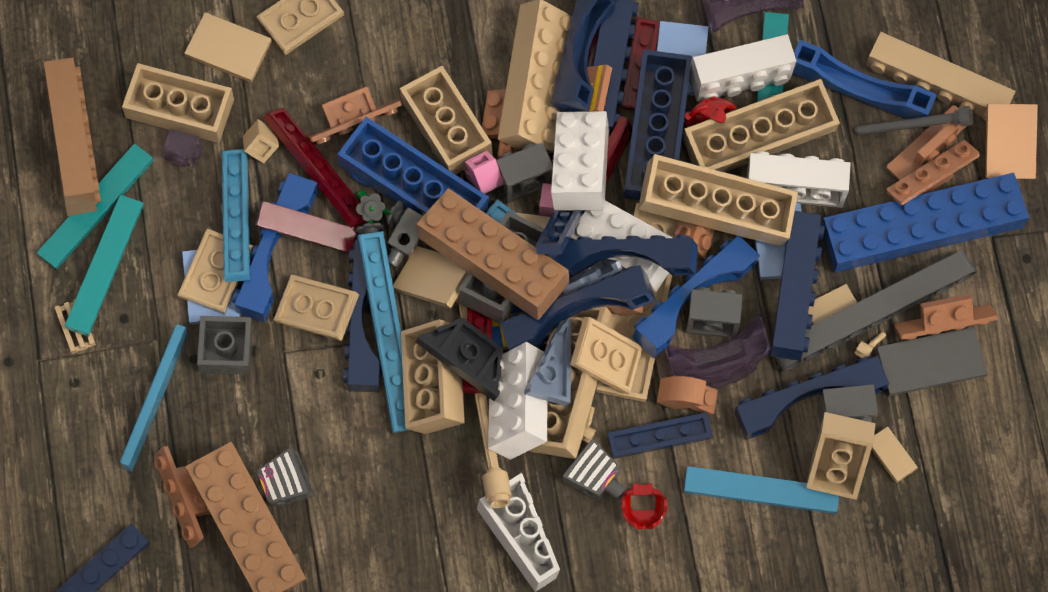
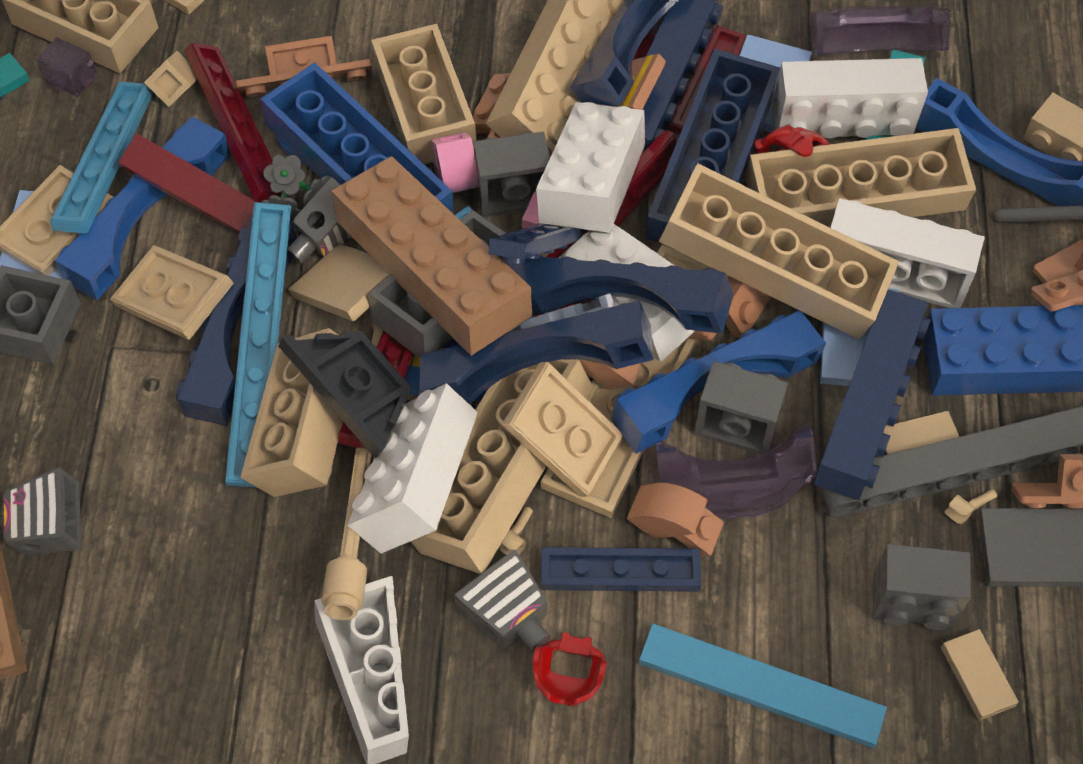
camera: 15 degrees right, 10 degrees down
(553, 373) = (474, 435): sand blue wing -> none
(759, 415) = (782, 569): dark blue arch -> none
(840, 455) = (899, 652): tan brick -> none

